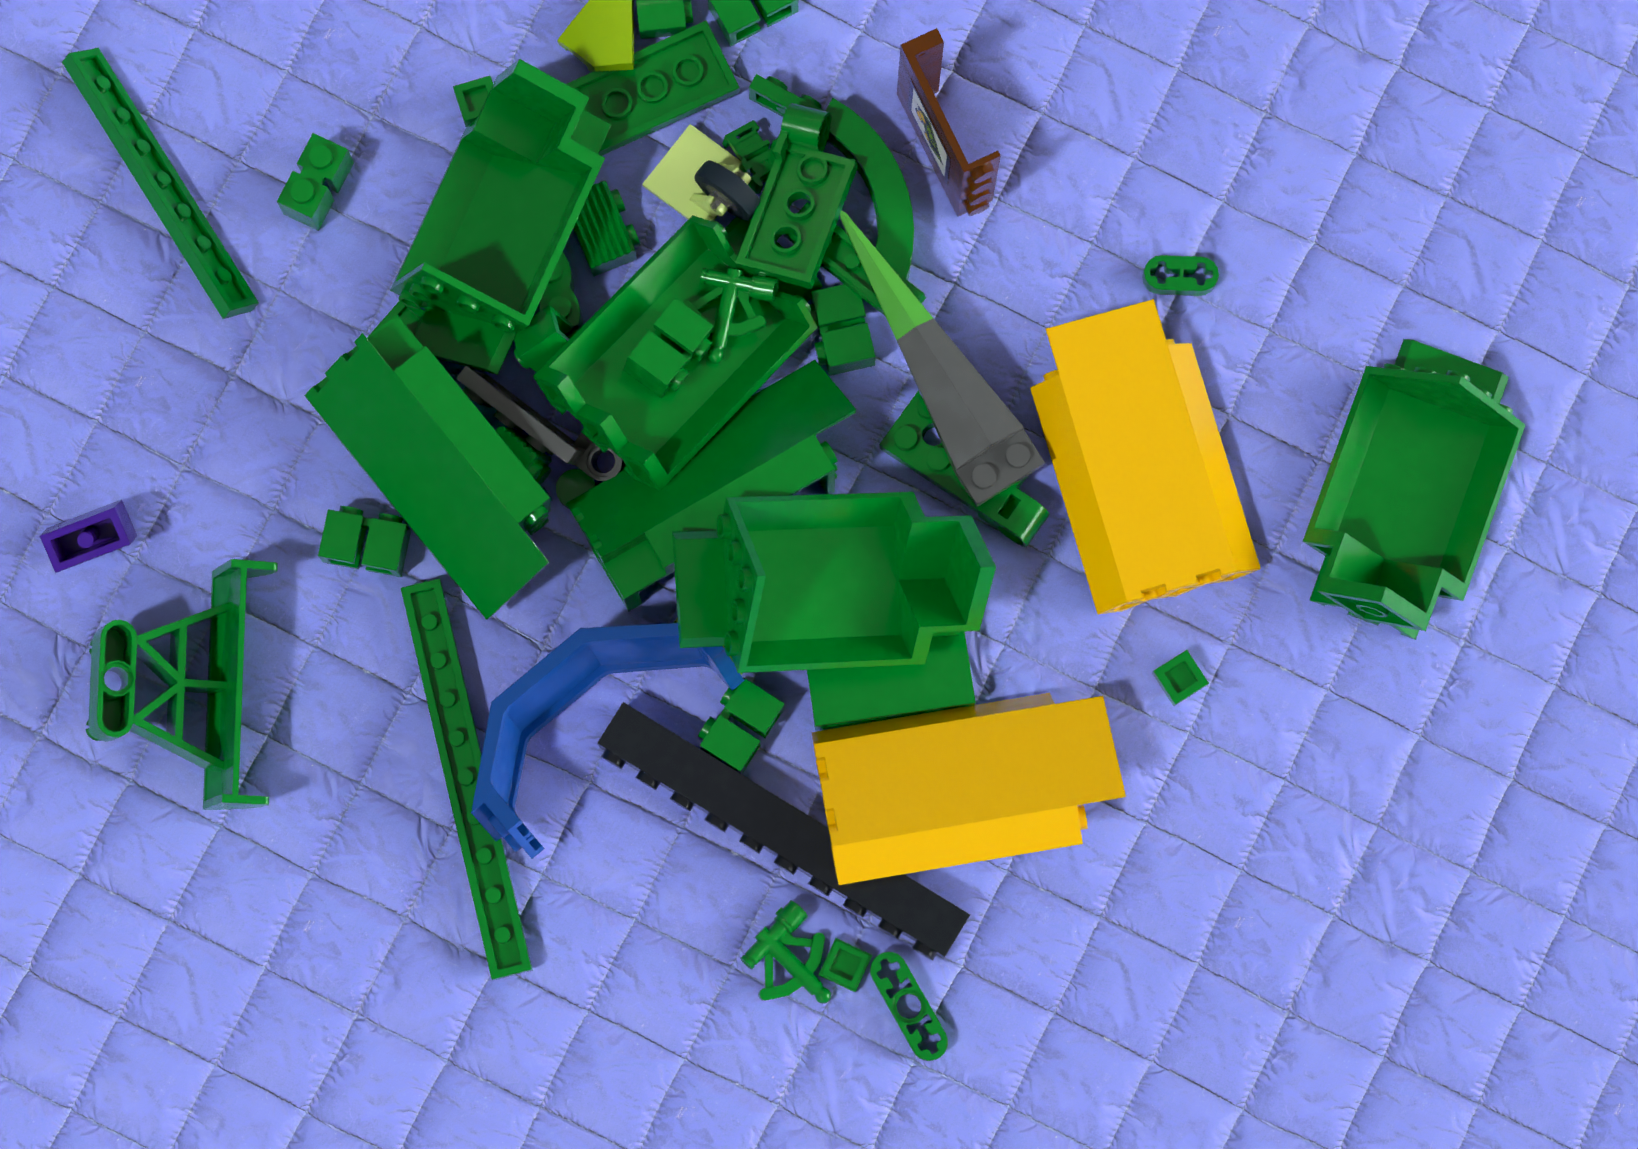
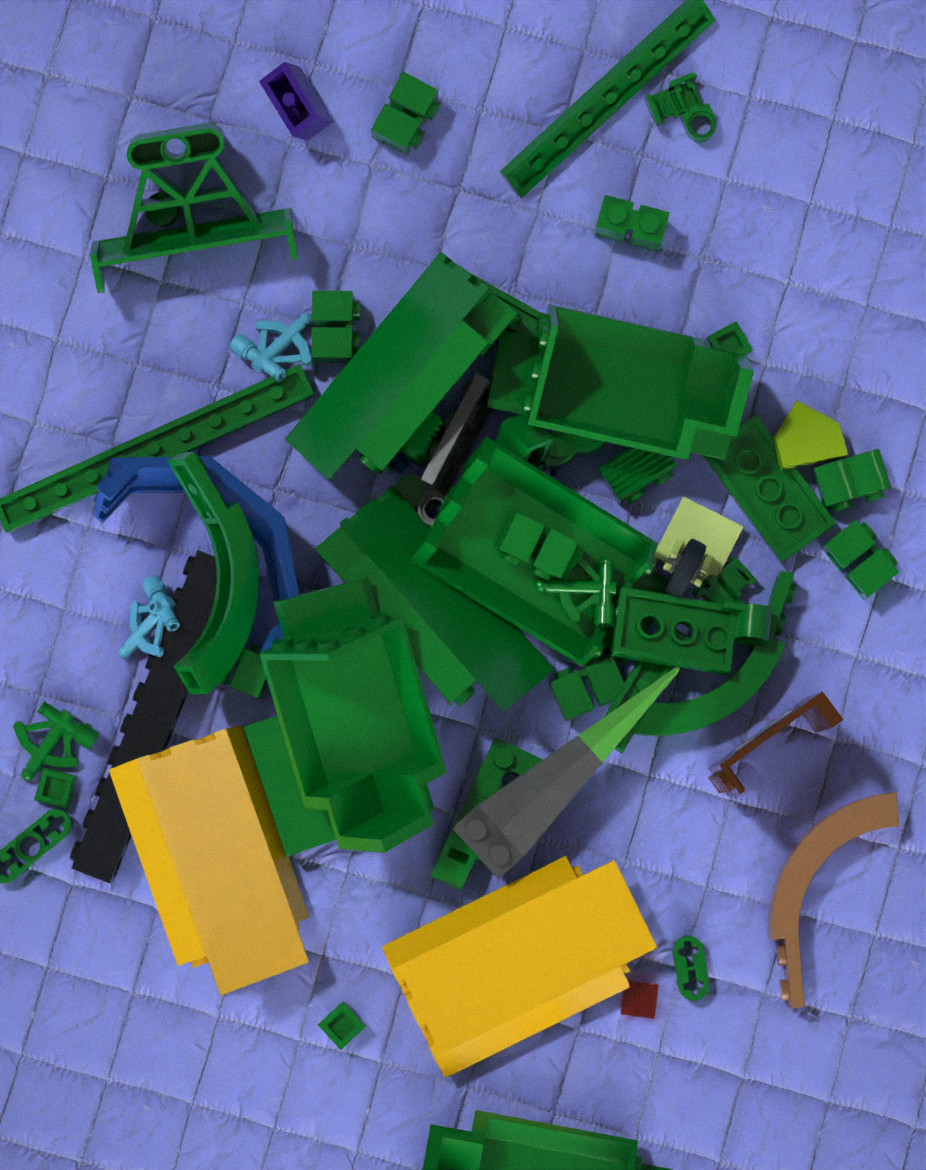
camera: 80 degrees right, 5 degrees up
(130, 414) = (408, 110): none -> green piece
(183, 102) = (683, 100): none -> green piece
(192, 721) = (163, 217): none -> green tile
(387, 625) = (268, 359): none -> medium azure piece
(640, 699) = (236, 579): none -> green arch
(663, 798) = (160, 614): none -> medium azure piece
(1095, 136) = (799, 868): none -> medium nougat arch
(1207, 338) = (639, 999): none -> clear red plate

